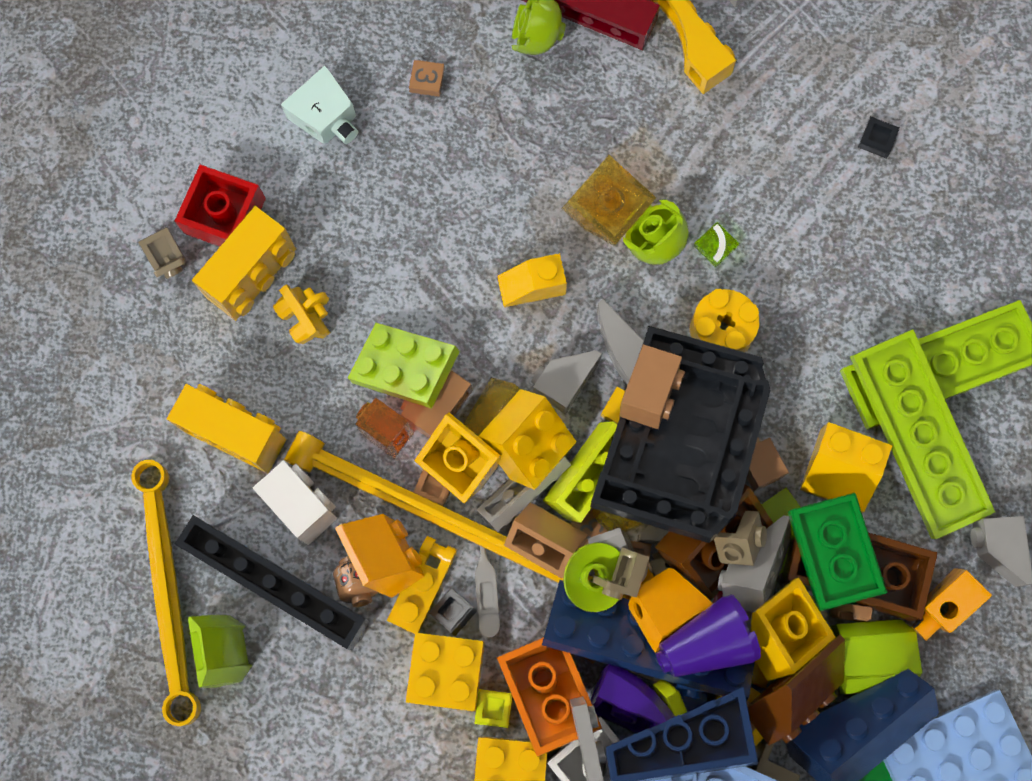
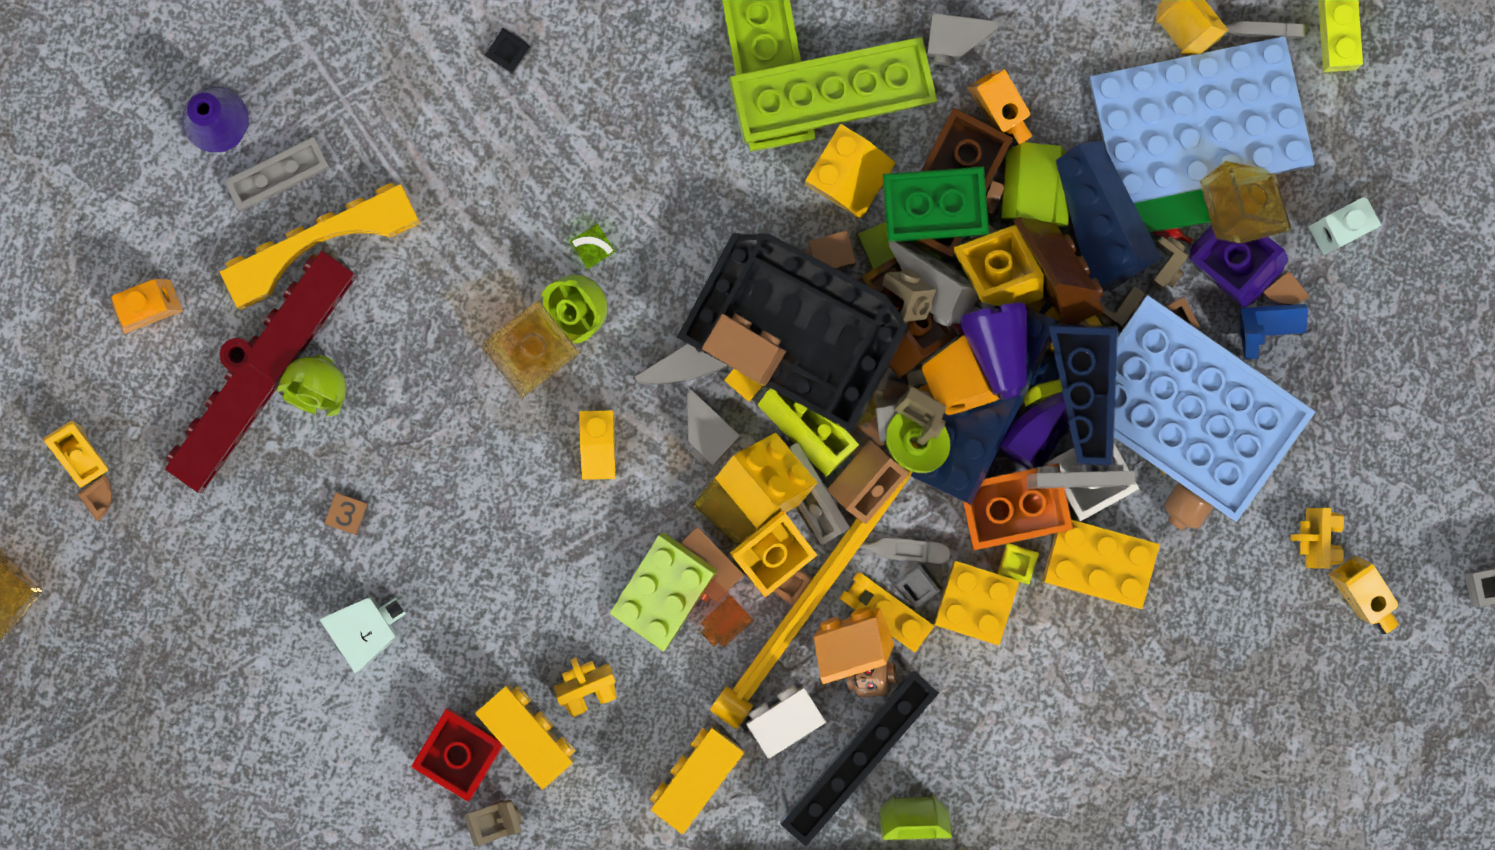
camera: 85 degrees left, 10 degrees up
(732, 309) = (682, 239): yellow brick -> none

